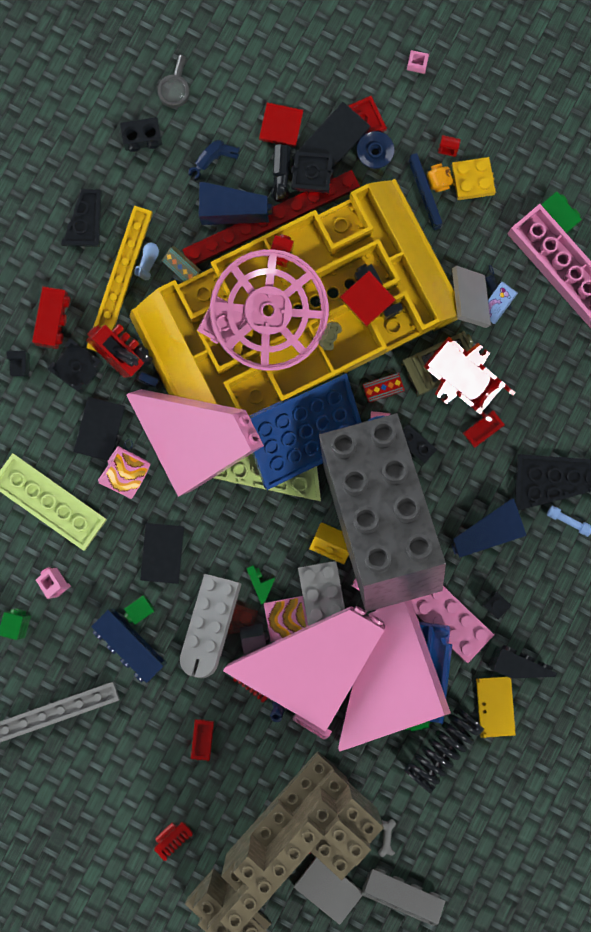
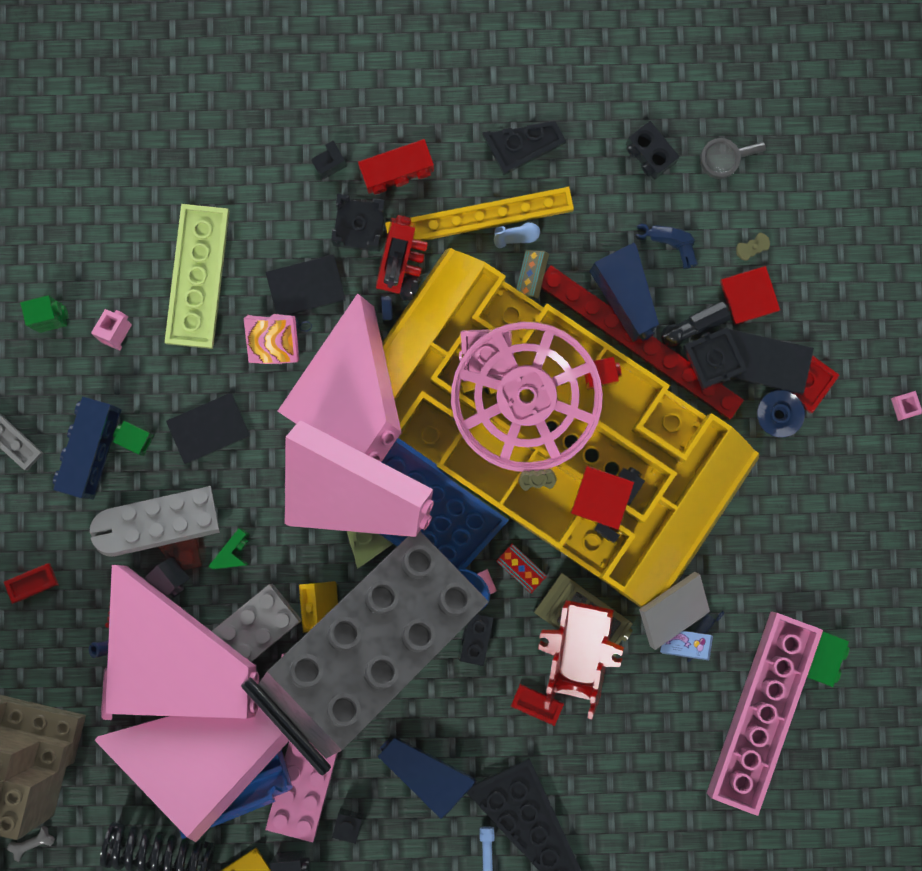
camera: 60 degrees right, 0 degrees up
(248, 104) = (753, 247): none -> olive piece
(265, 468) = (347, 490): none -> bright pink slope
(285, 617) = (209, 600): slope -> none
(405, 605) = (286, 726): none -> black axle
(425, 191) = (765, 494): dark blue tile -> none
(439, 178) = (789, 501): light orange head -> none
(449, 145) = (832, 492): red brick -> none
(473, 178) = (811, 539): yellow plate -> none

